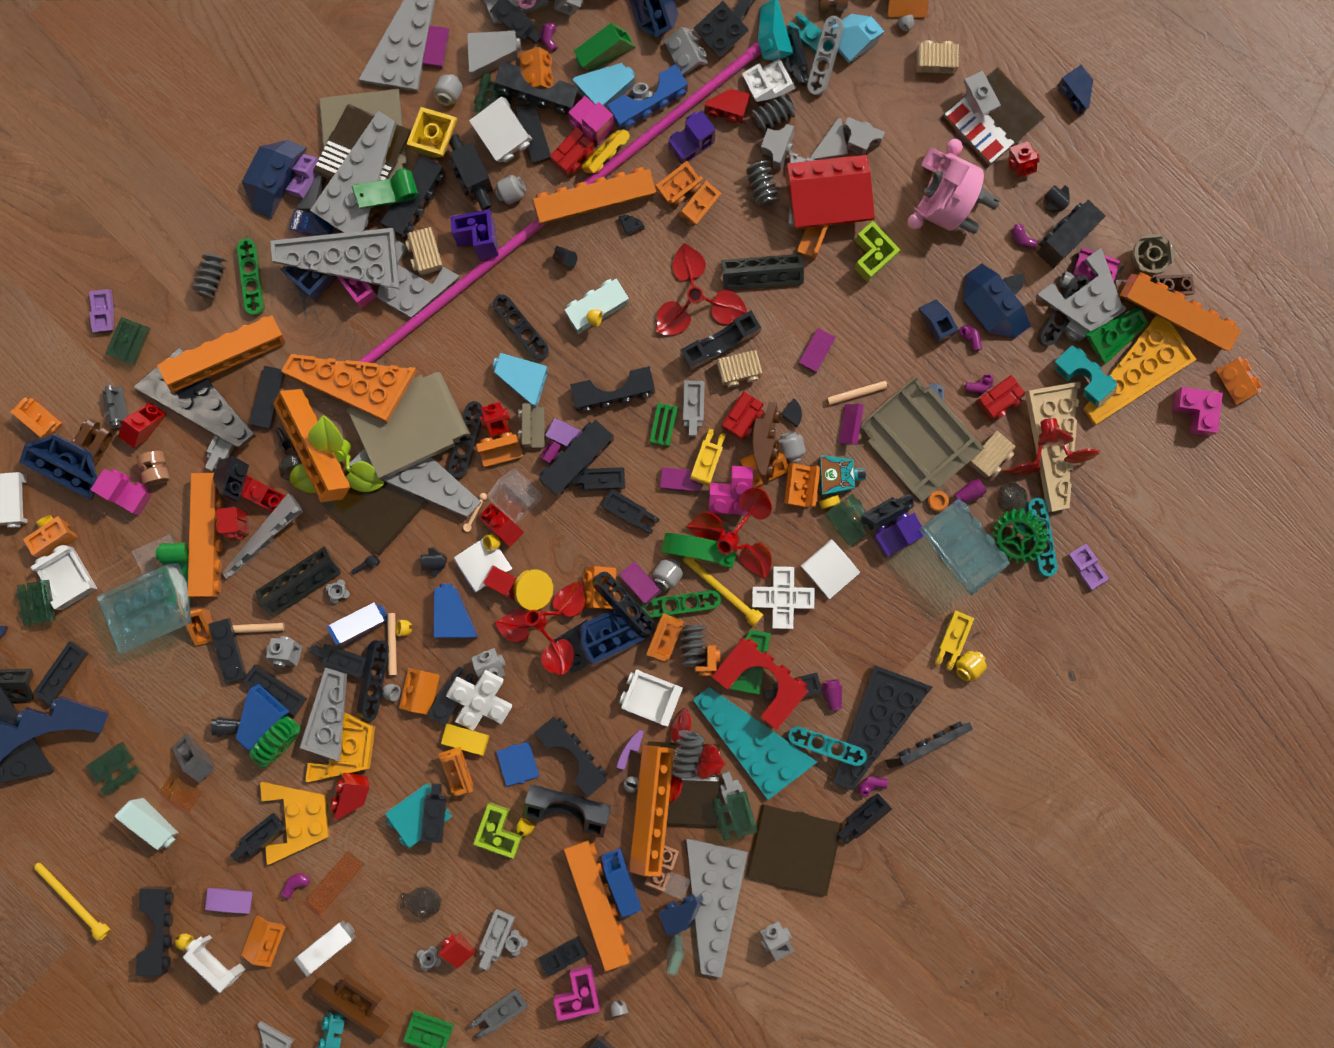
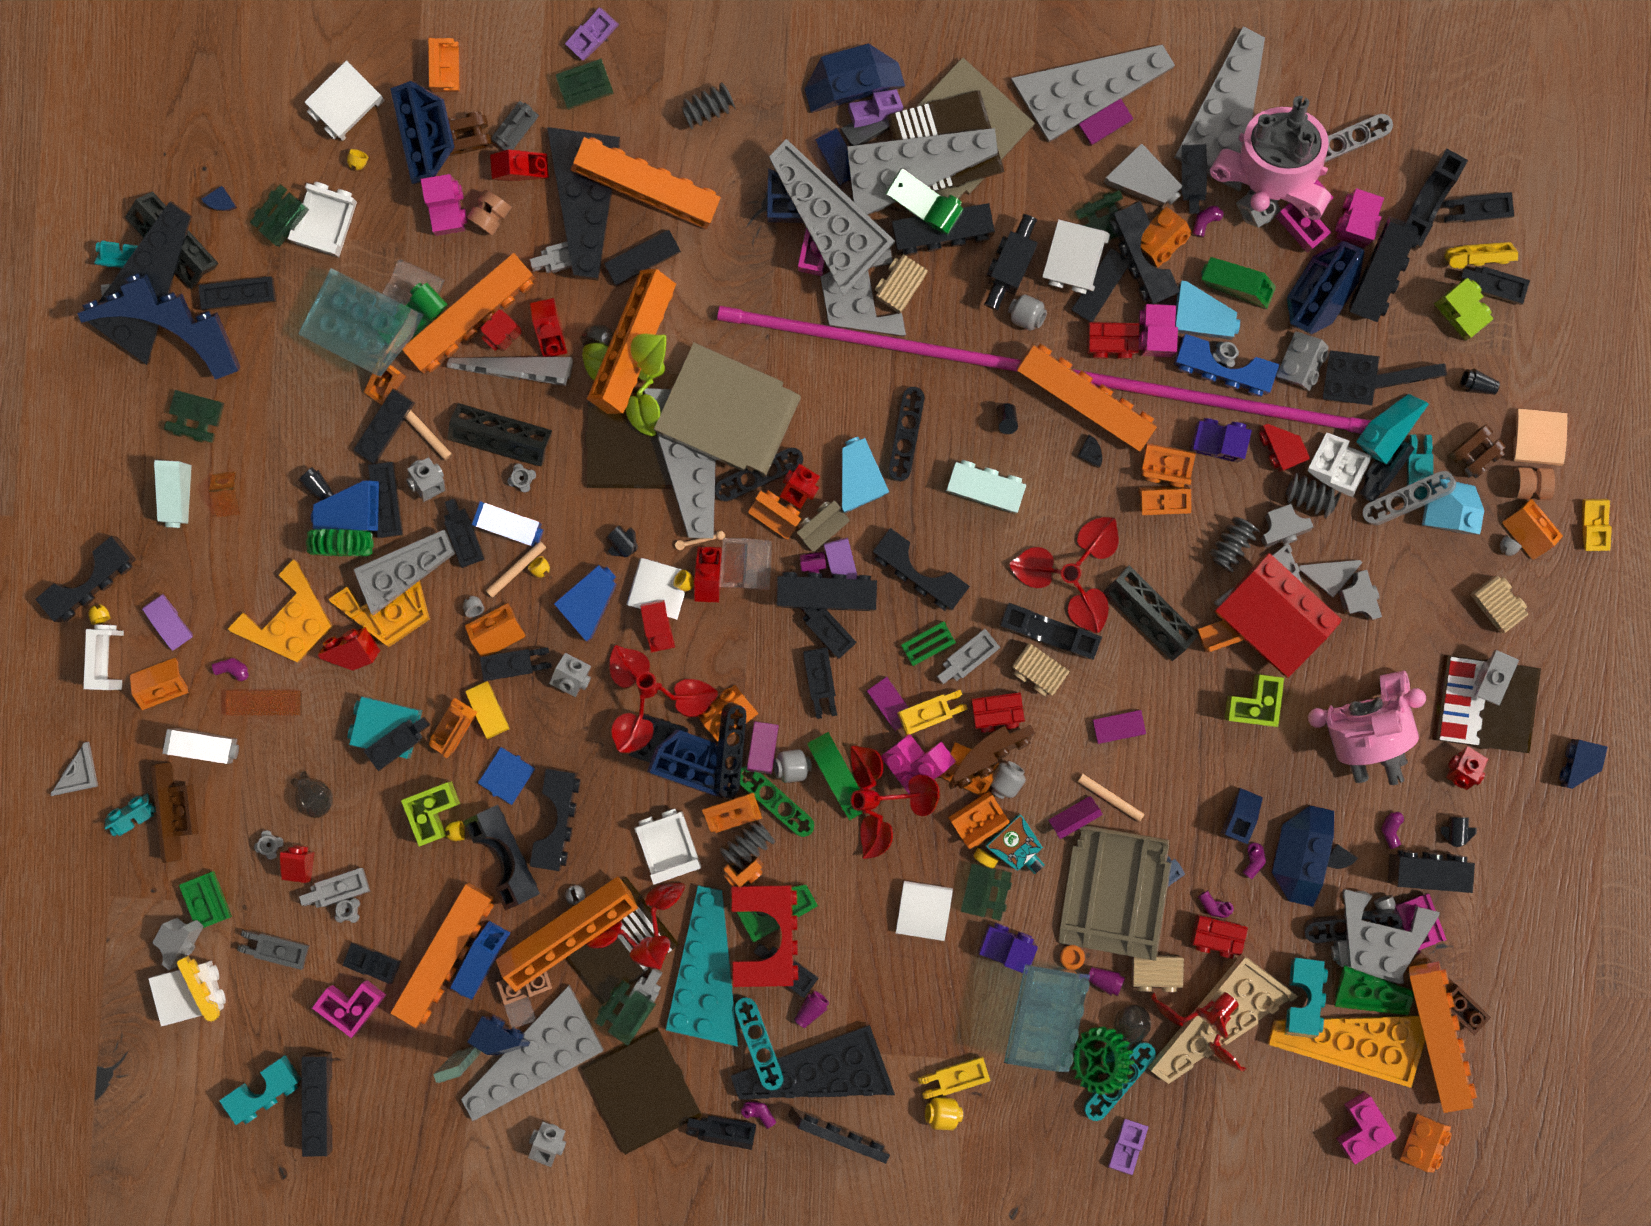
camera: 55 degrees right, 5 degrees up
(49, 537) = (346, 175): orange hinge -> none
(98, 929) = (45, 528): yellow piece -> none
(192, 758) = (263, 479): flat silver slope -> none
(230, 477) = (539, 293): black slope -> none
(254, 276) = (741, 144): green beam -> none
(259, 838) = (244, 601): black hinge -> none
(285, 443) = (614, 311): black hand -> none
(359, 384) = (725, 335): orange wing -> none
(371, 561) = (575, 485): black hand -> none
(376, 680) = (467, 577): black beam -> none
(431, 133) = (1017, 194): yellow slope -> none
(448, 89) = (1073, 171): light grey head -> none
(476, 229) = (963, 318): dark purple brick -> none
(479, 700) = (532, 693): white plate -> none
(533, 589) = (674, 656): yellow tile -> none
(594, 317) = (971, 497): yellow hinge -> none
(605, 151) = (1140, 369): yellow hinge -> none
(618, 1008) = (368, 1051): light grey hinge -> none
(633, 744) = (611, 866): medium lavender slope -> none
(690, 754) = (642, 925): dark grey piece -> none
(751, 615) = (820, 875): yellow piece -> none
(783, 598) = (860, 889): white plate -> none
(793, 413) = (1041, 754): black tile -> none
(887, 511) = (1021, 919): black hinge -> none
(1152, 254) = (1476, 966): dark tan cylinder -> none

